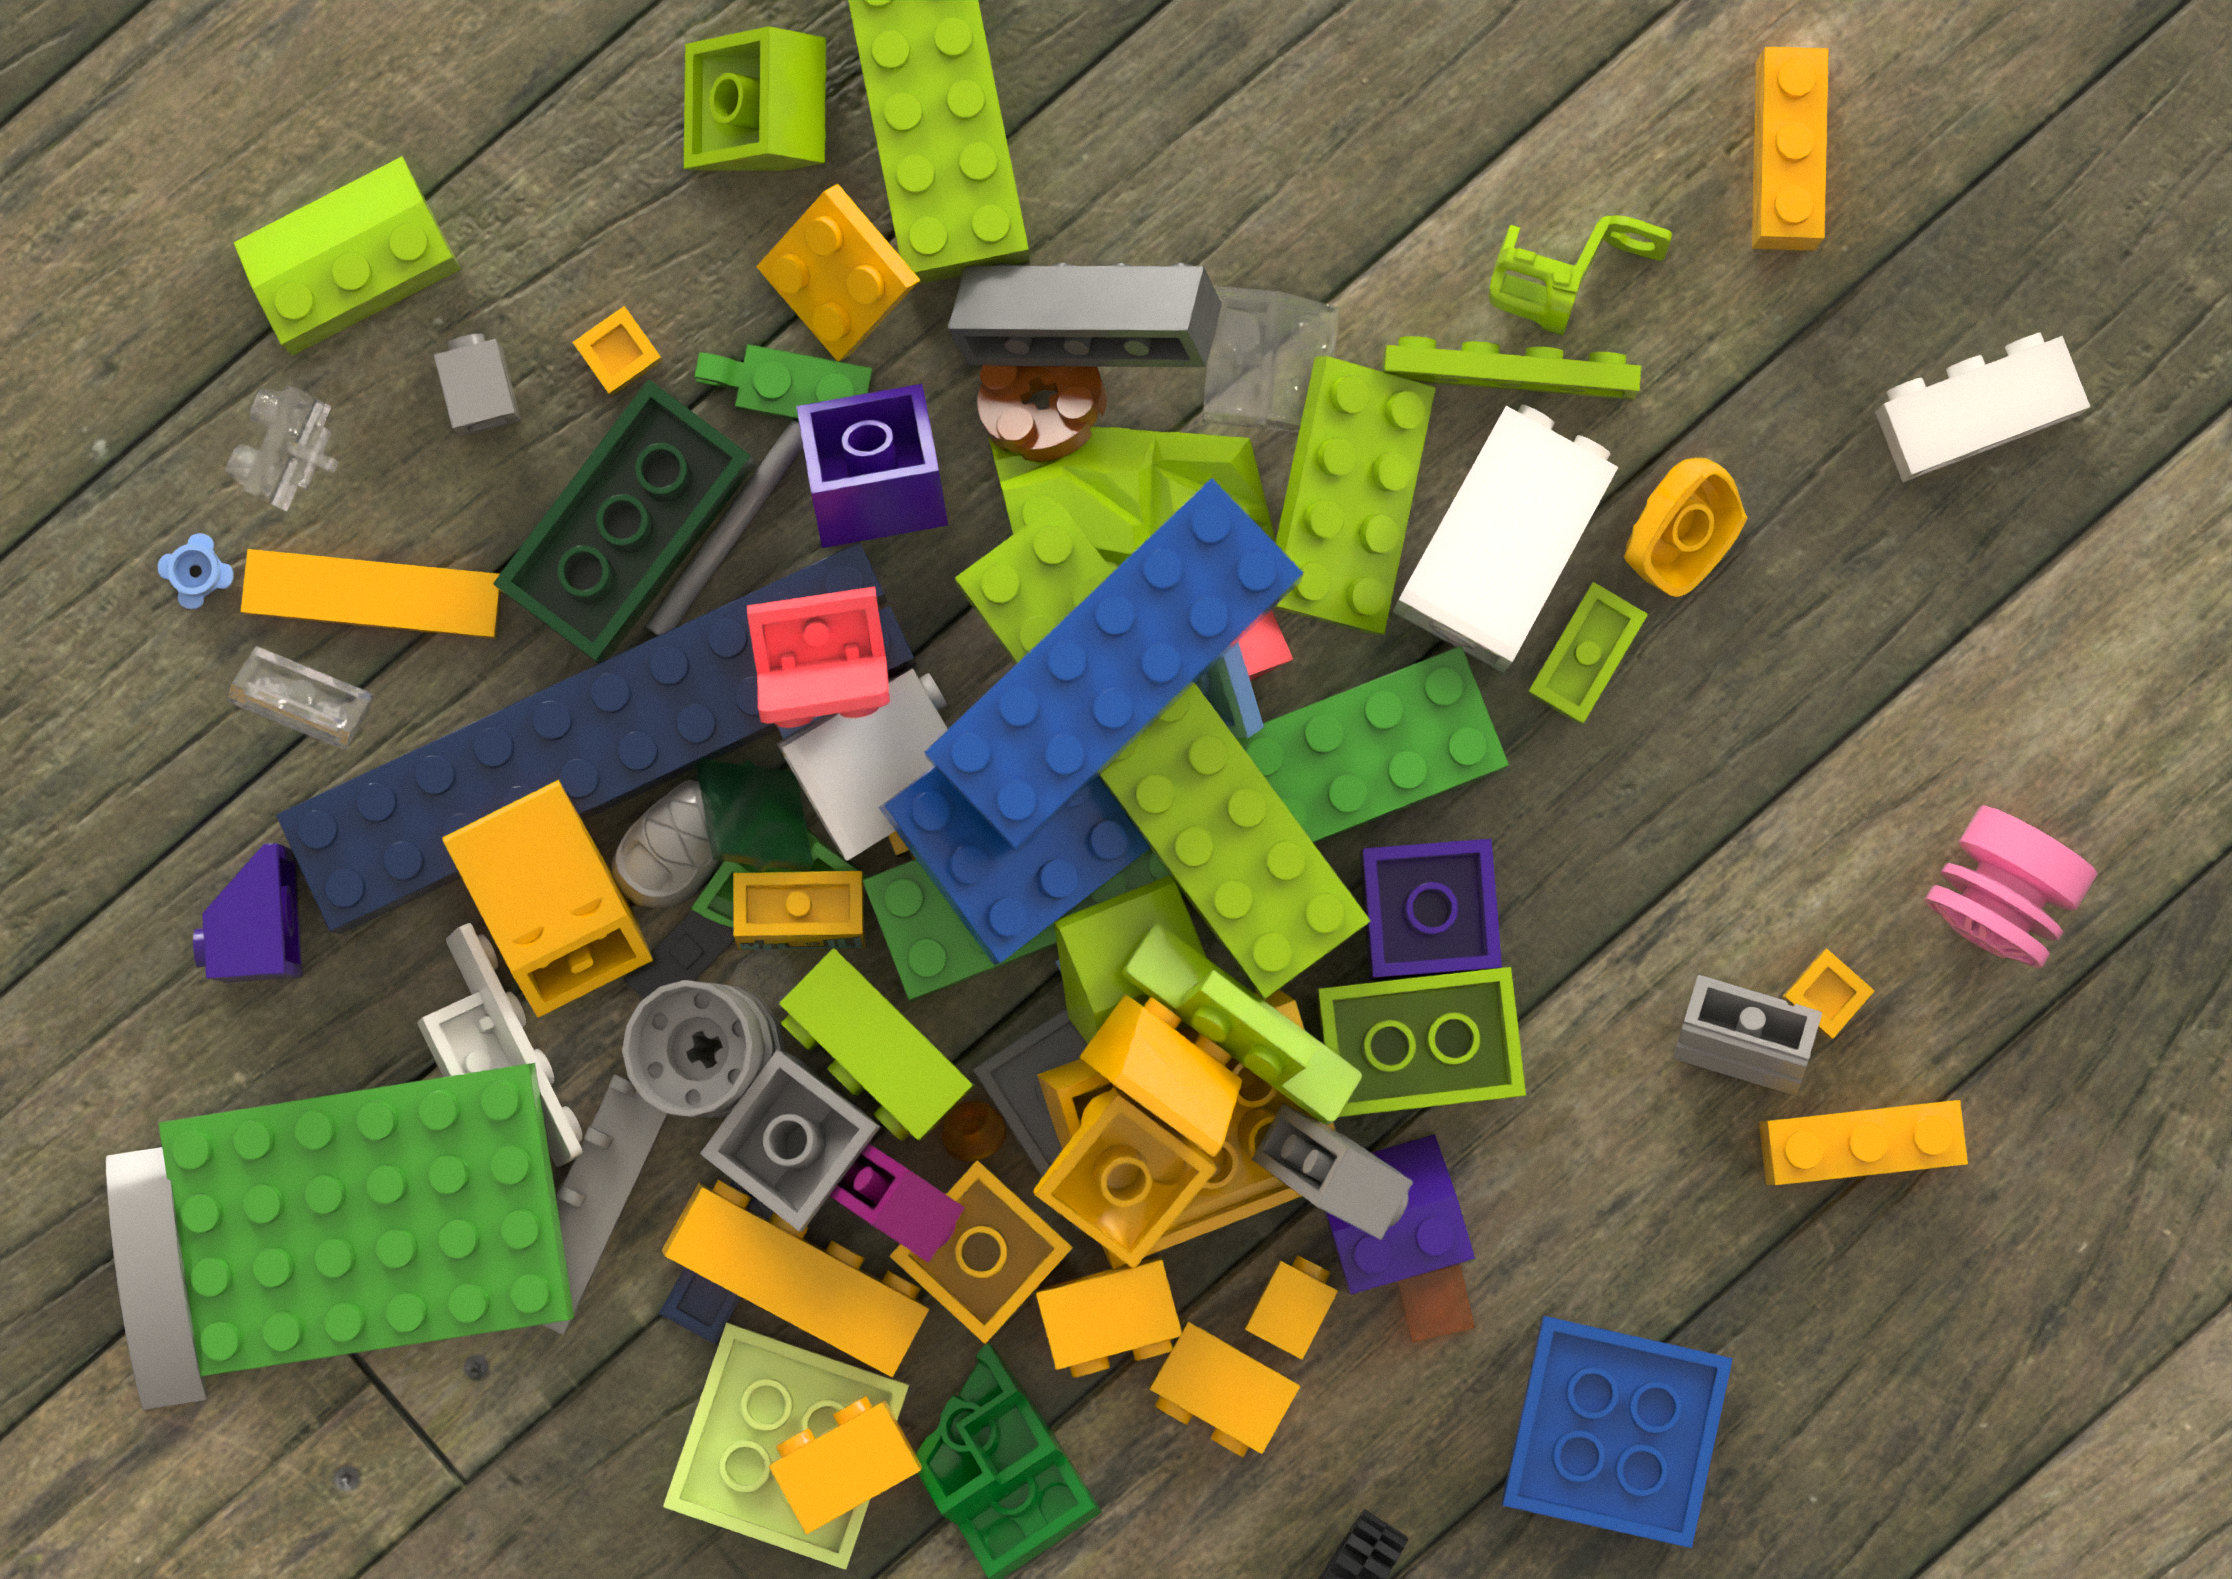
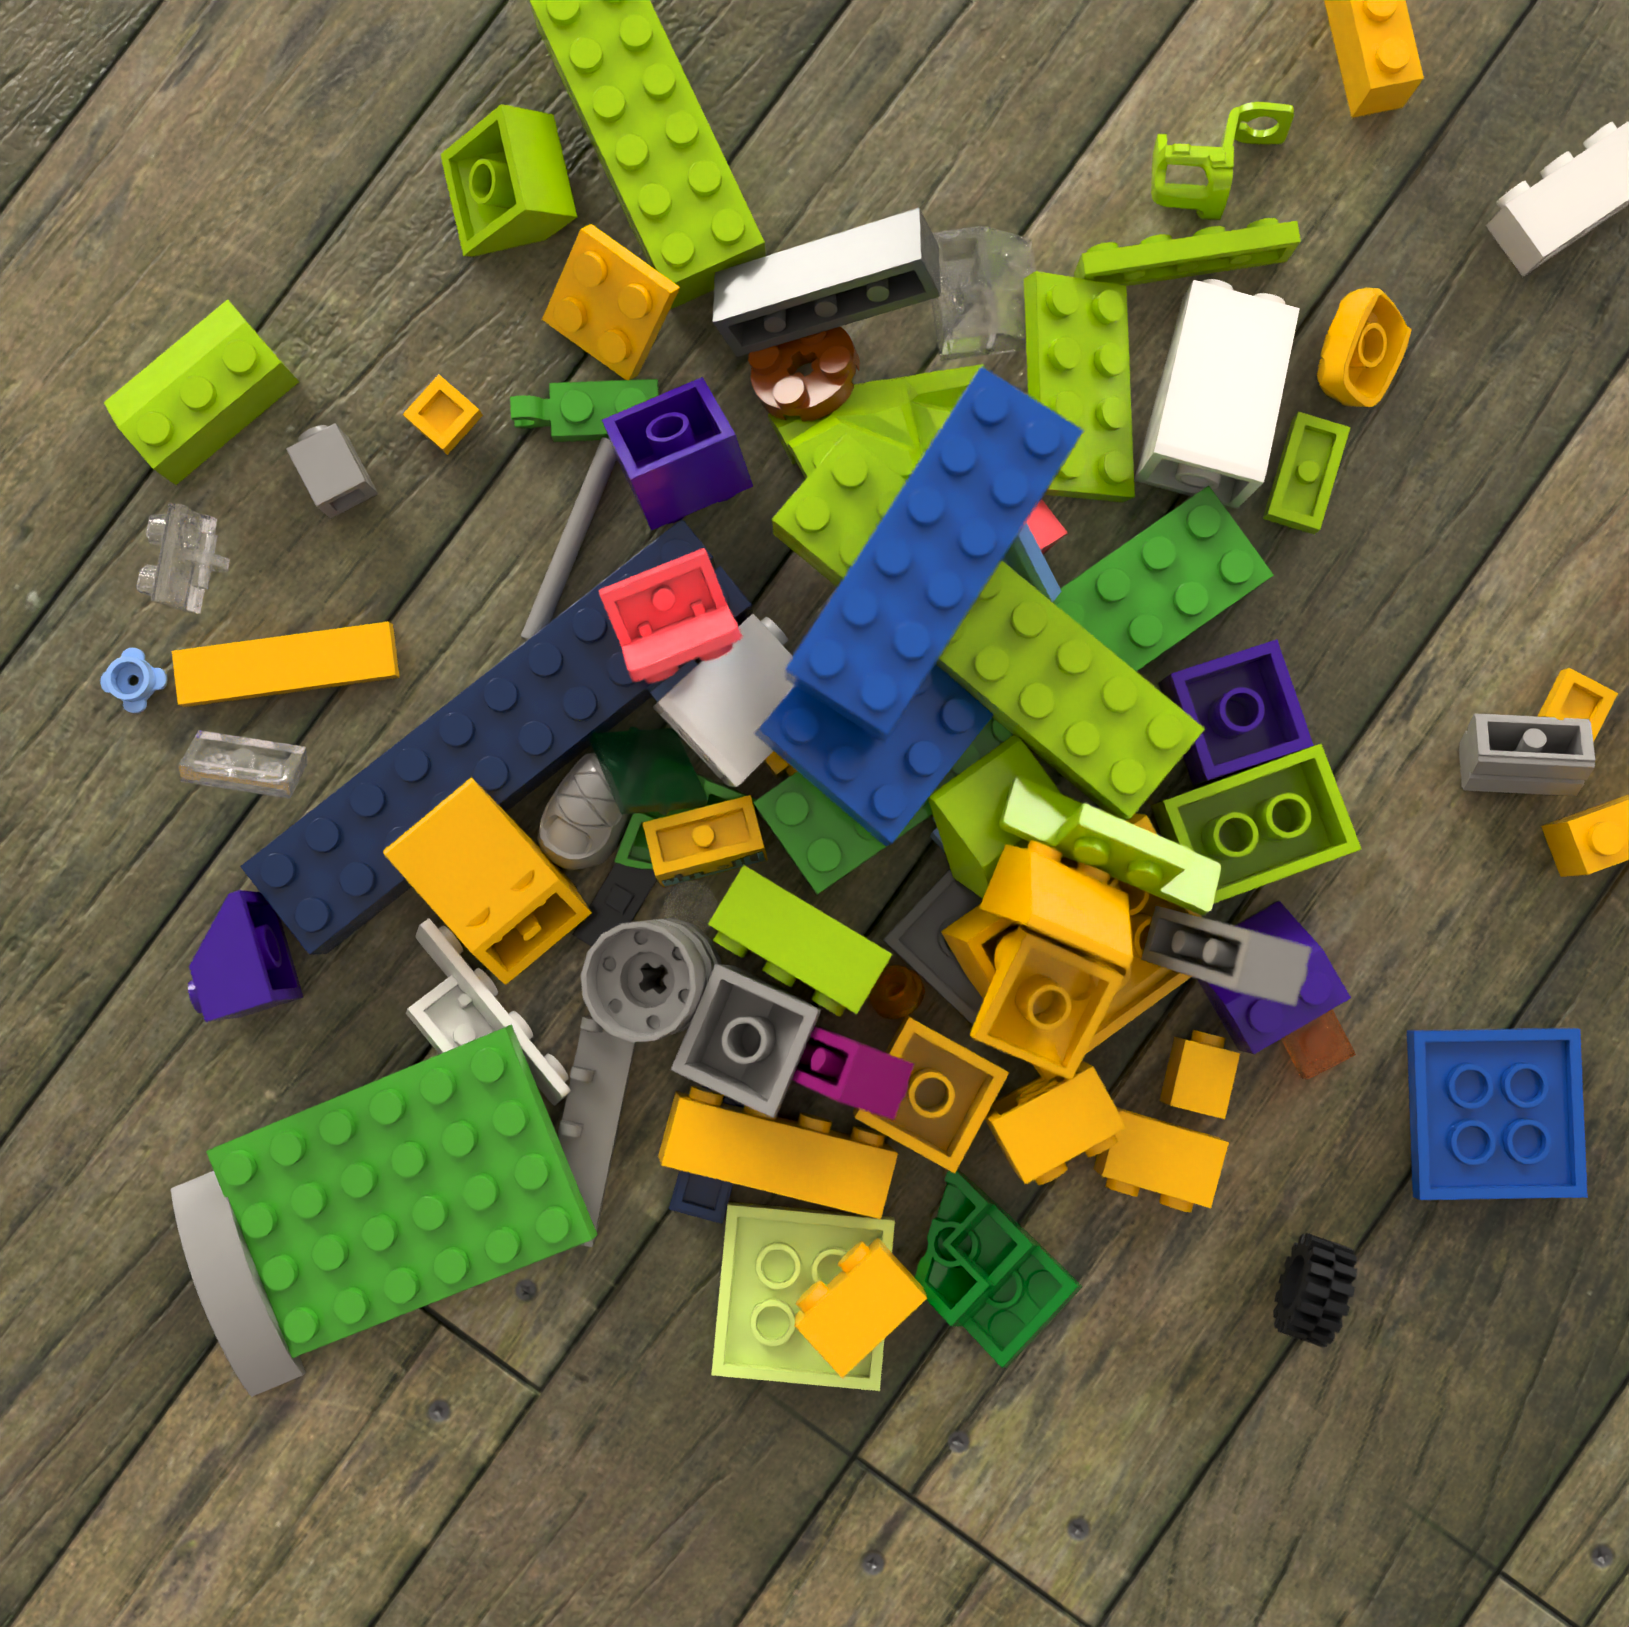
camera: 15 degrees left, 0 degrees up
(625, 523) = (480, 550): dark green brick -> none

